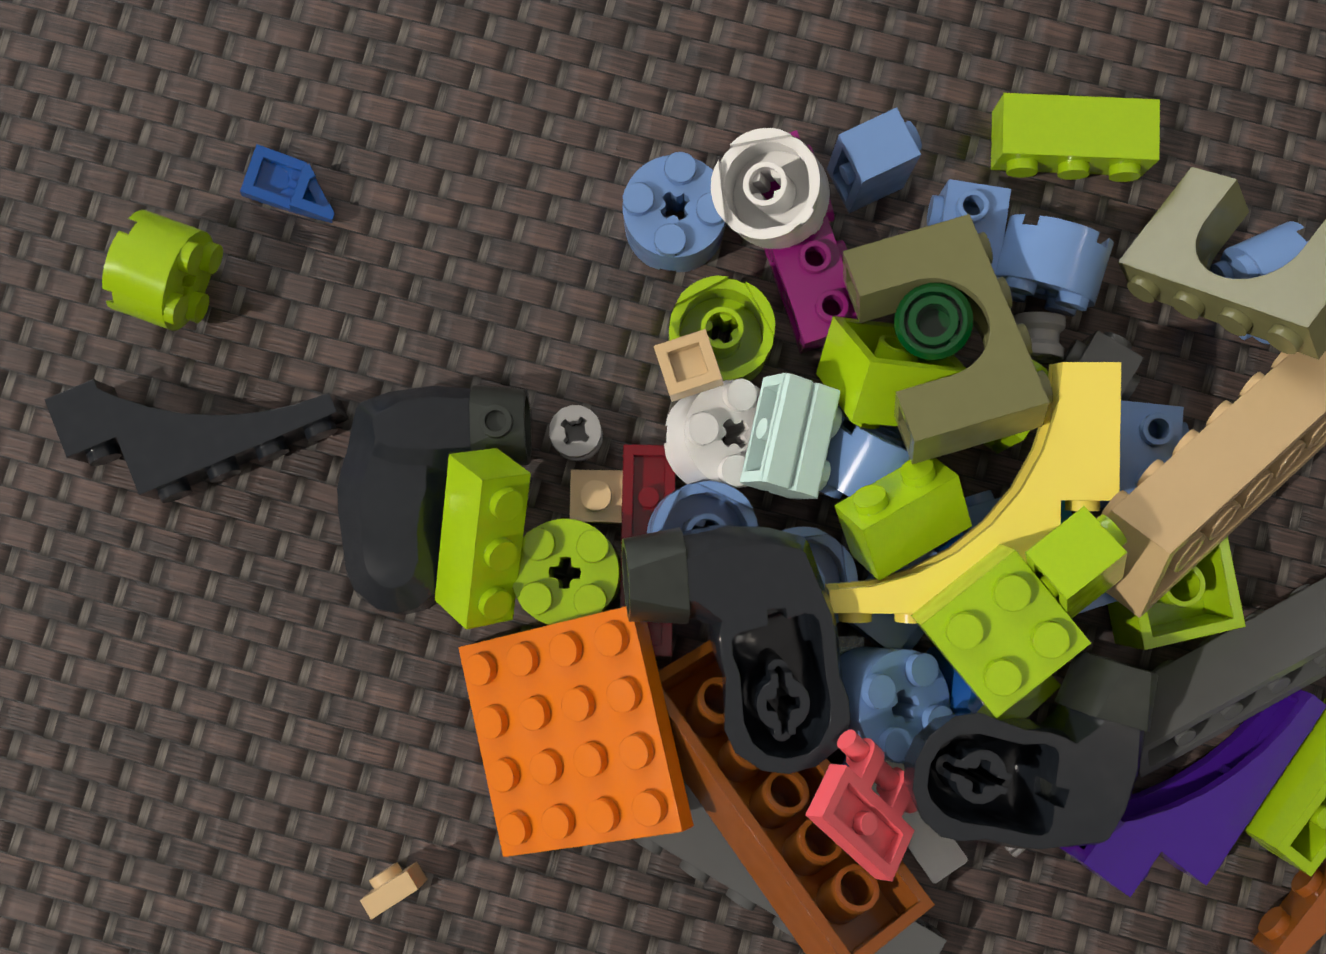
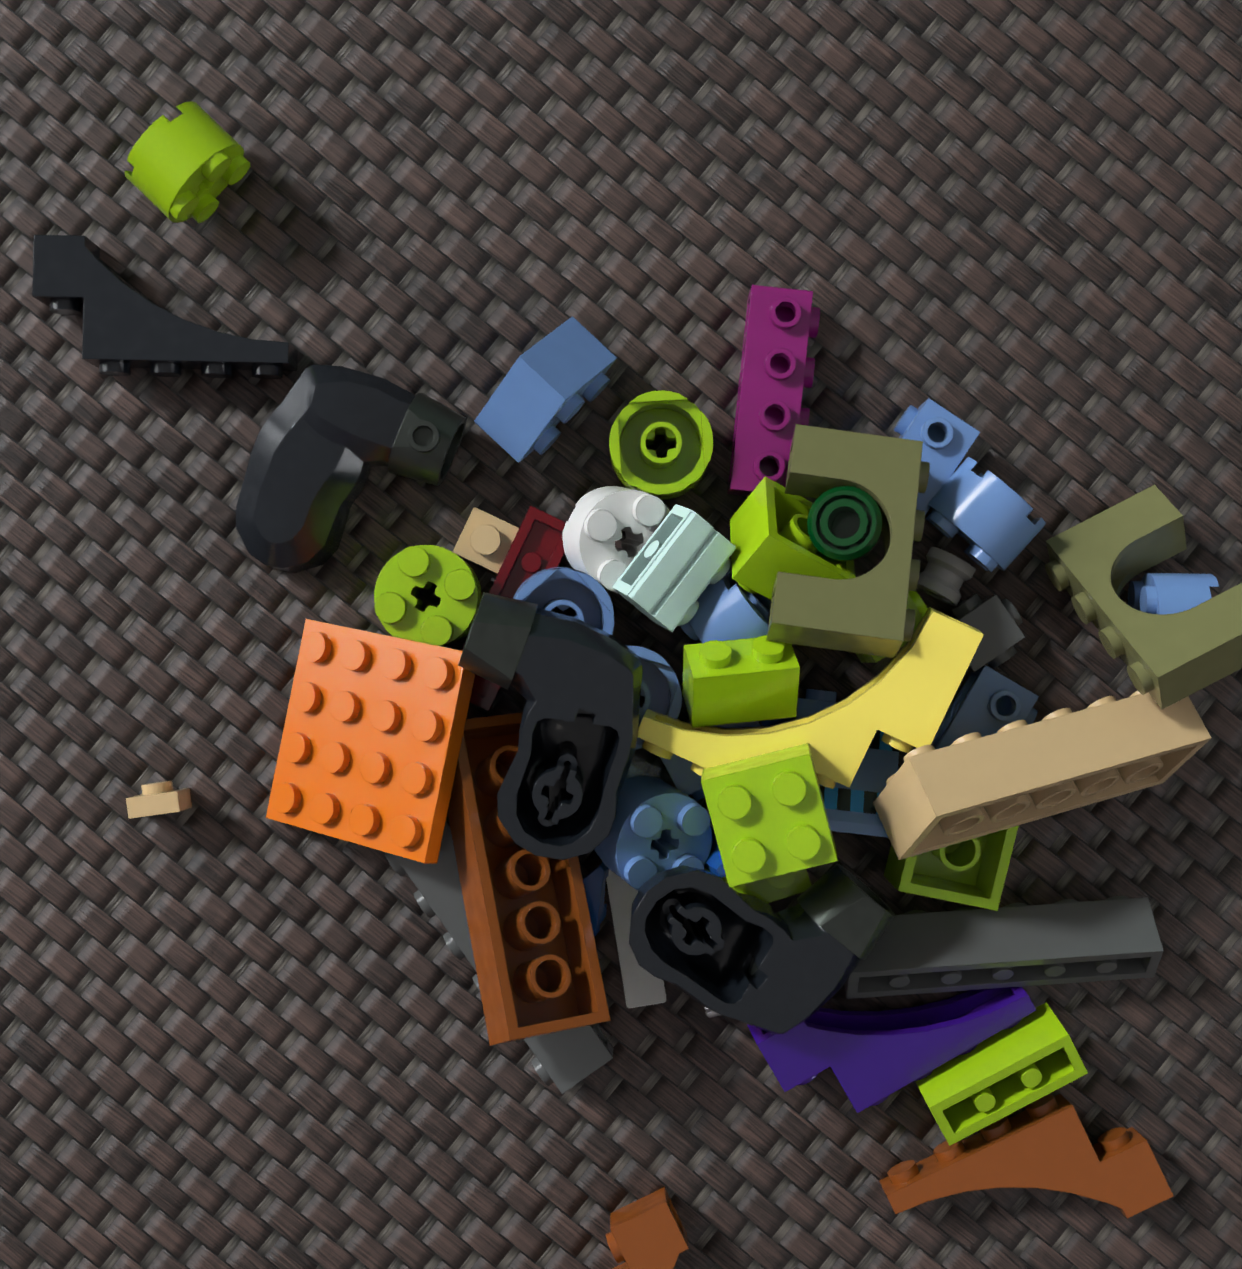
camera: 15 degrees right, 5 degrees up
(285, 184) = (332, 130): blue slope -> none
(481, 537) = (366, 532): lime brick -> none
(578, 445) = (497, 484): light grey wheel -> none
(588, 328) = (545, 389): none -> medium blue brick
(678, 185) = (687, 293): medium blue brick -> none
(688, 365) = (613, 463): tan plate -> none
(747, 172) = (748, 312): white brick -> none
(855, 816) = (576, 917): coral plate -> none
(874, 159) = (870, 350): medium blue brick -> none
(1075, 136) = (1064, 409): lime brick -> none
(1079, 559) = (858, 788): lime brick -> none

